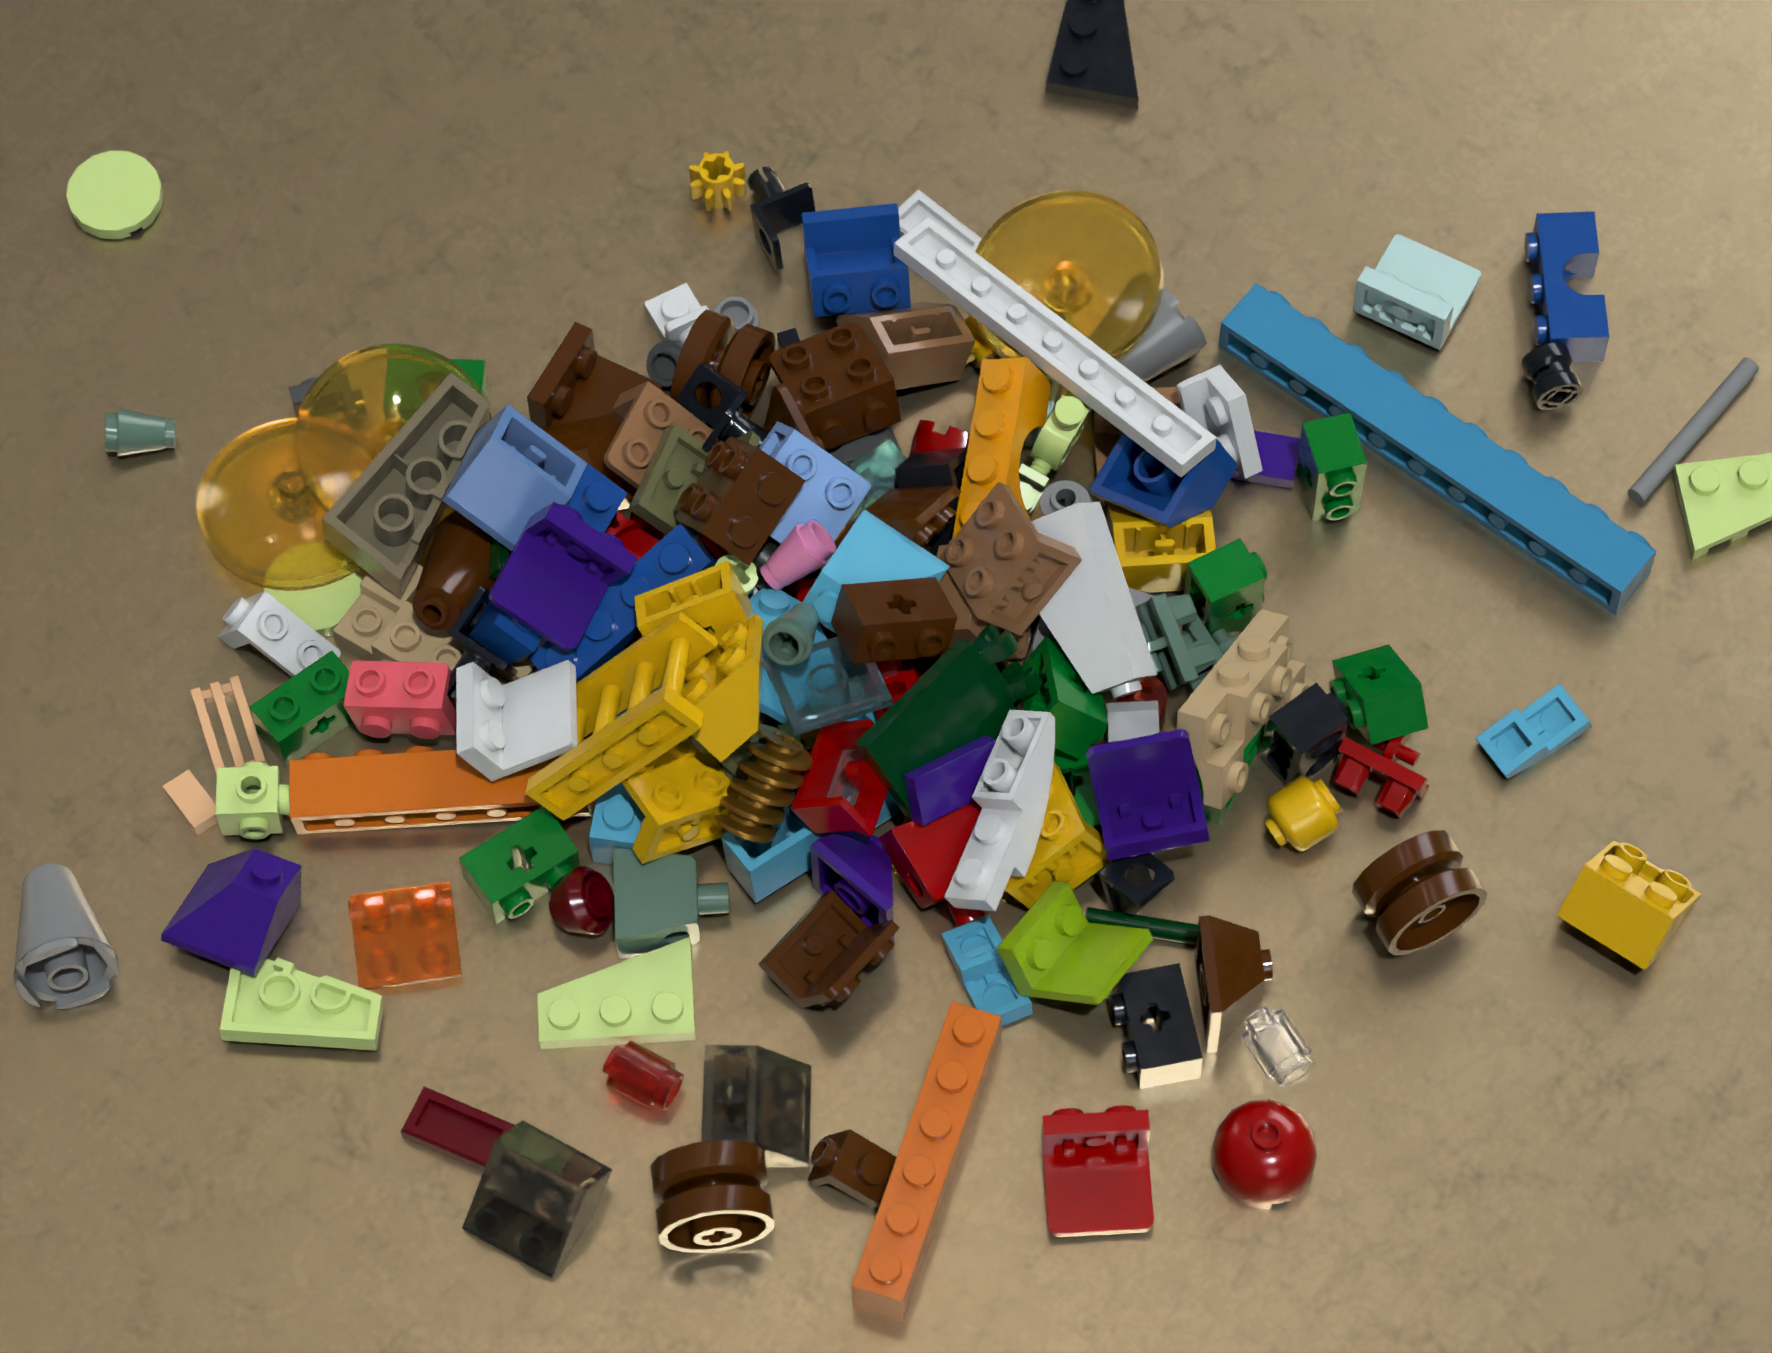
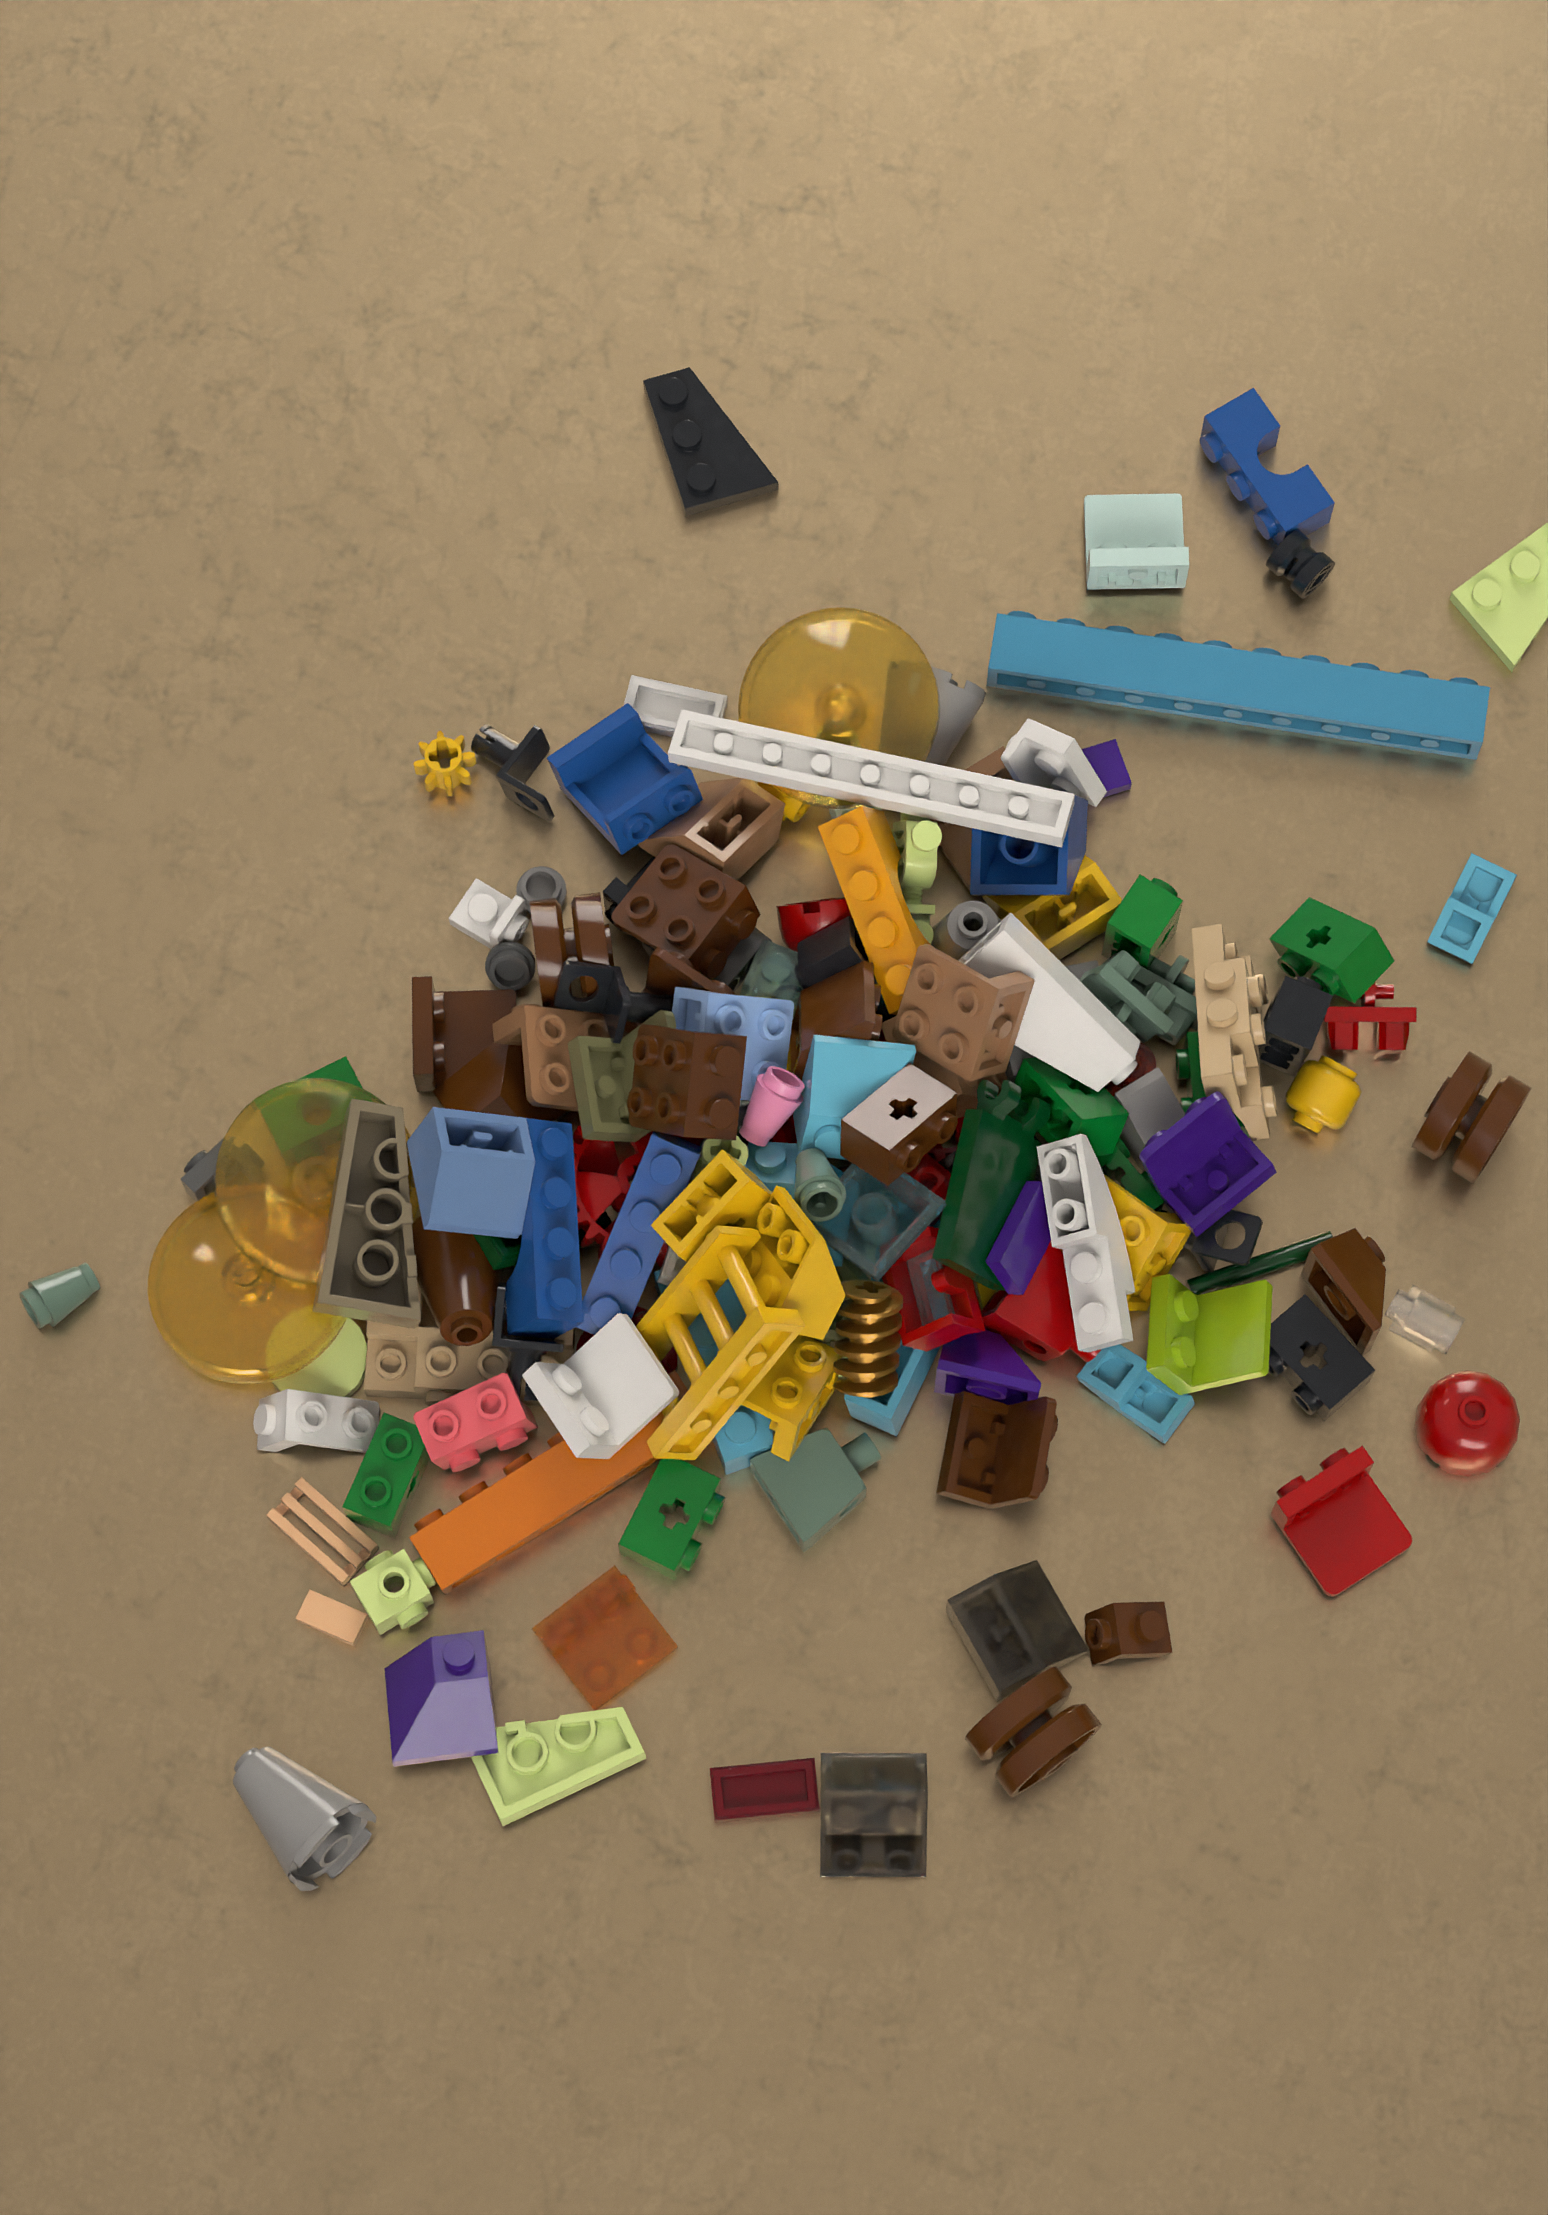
camera: 30 degrees left, 10 degrees up
(559, 574) = (572, 1242): dark purple bracket -> none
(583, 902) = (748, 1522): dark red cone -> none
(632, 1000) = (836, 1592): yellowish green wing -> none
(642, 1076) = (897, 1651): clear red brick -> none
(926, 1162) = (1191, 1592): orange brick -> none
(1331, 467) = (1166, 757): green brick -> none
(1693, 430) = (1446, 550): light grey bar -> none

